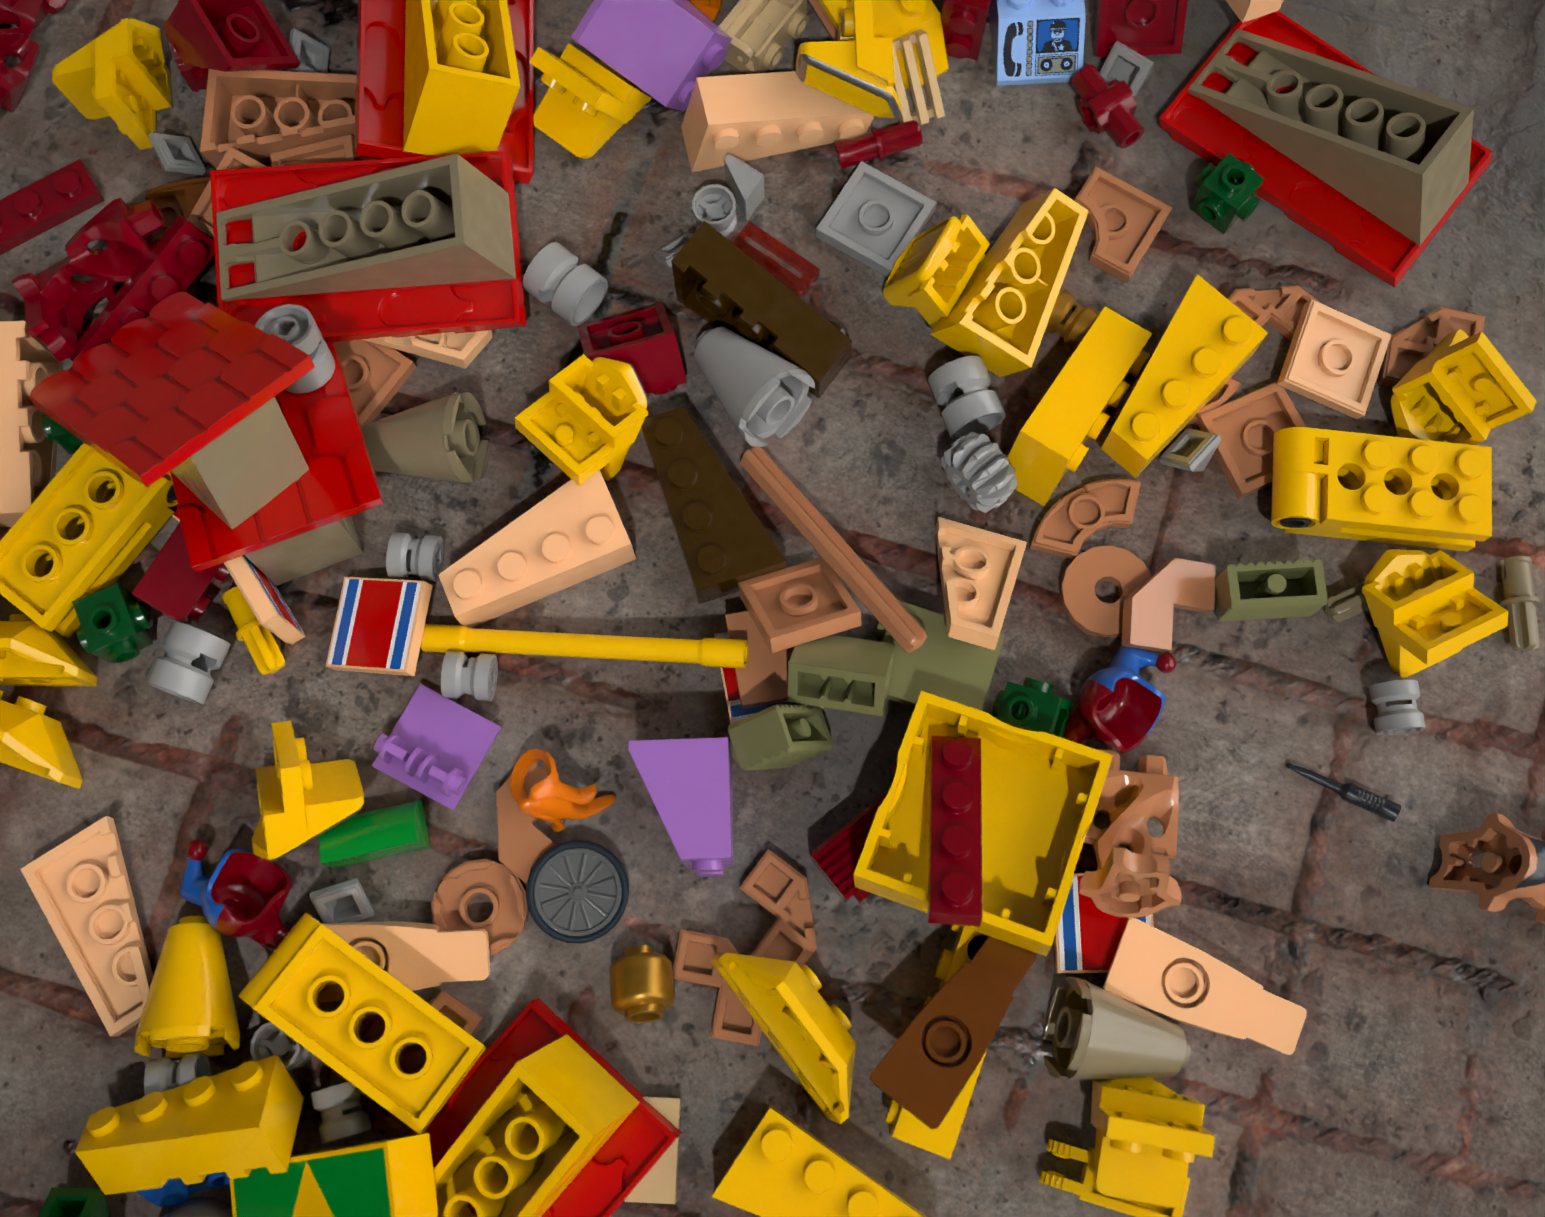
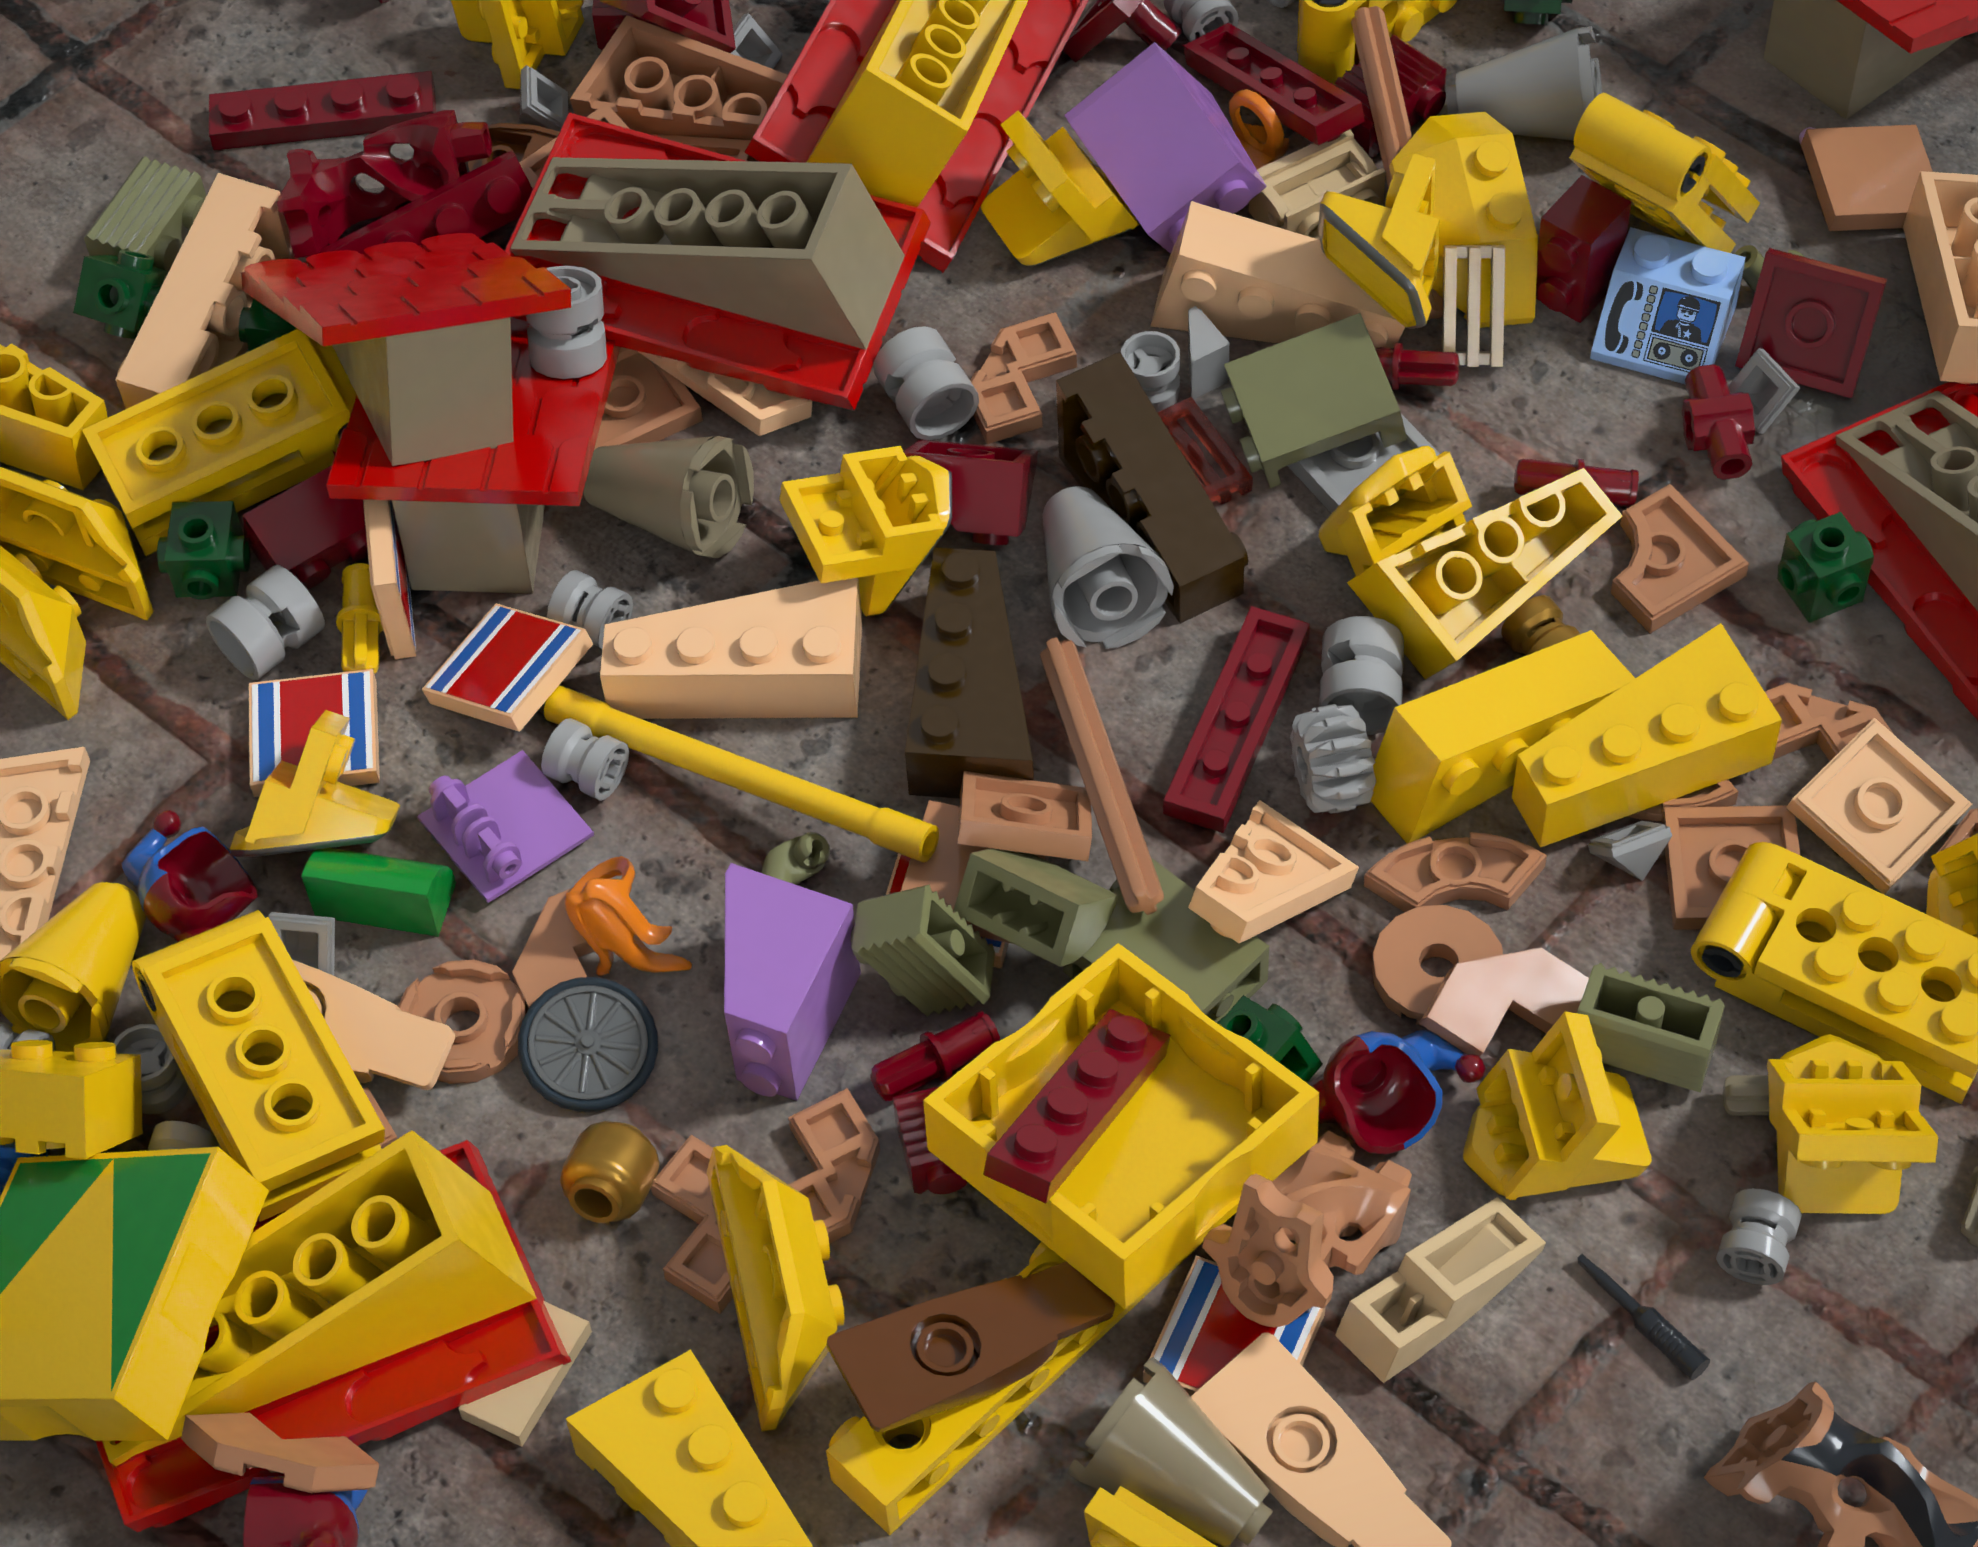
camera: 25 degrees right, 20 degrees down
(243, 725) = (288, 708): none -> tile
(615, 232) = (1018, 357): none -> nougat tile
(646, 698) = (797, 858): none -> olive arm
(816, 801) = (934, 1056): none -> dark red axle
(839, 196) = (1311, 396): none -> olive panel
(895, 461) = (1236, 719): none -> dark red plate
(1014, 194) = (1617, 484): none -> dark red axle
(1217, 829) = (1438, 1288): none -> tan slope
(1236, 682) = (1555, 1118): none -> yellow piece

